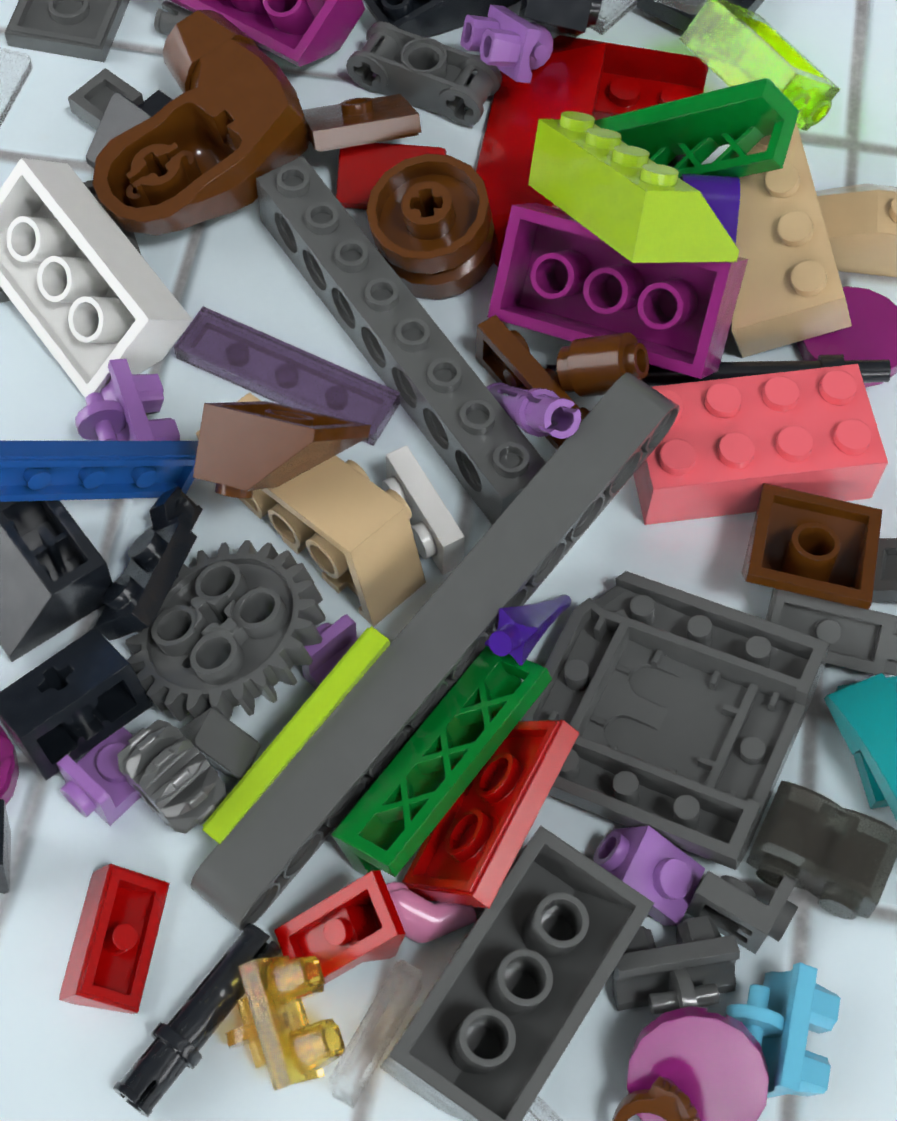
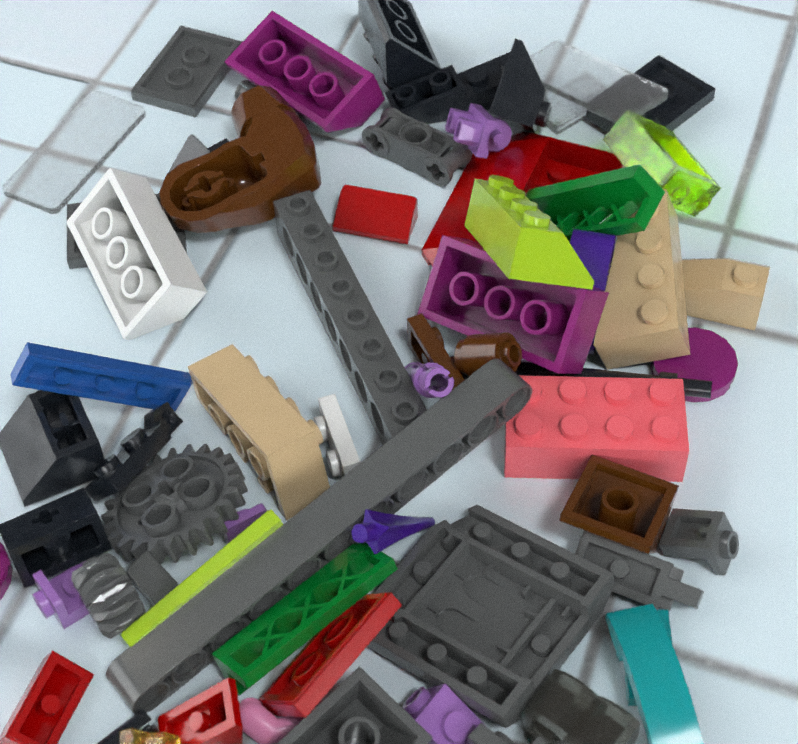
camera: 15 degrees right, 10 degrees down
(94, 96) = (176, 138): dark grey plate -> none
(122, 406) = (146, 343): medium lavender hips -> none
(266, 444) = (227, 376): reddish brown slope -> none
(284, 372) = (268, 340): clear purple tile -> none
(361, 122) = (359, 173): plate -> none
(433, 225) = (391, 248): reddish brown wheel -> none

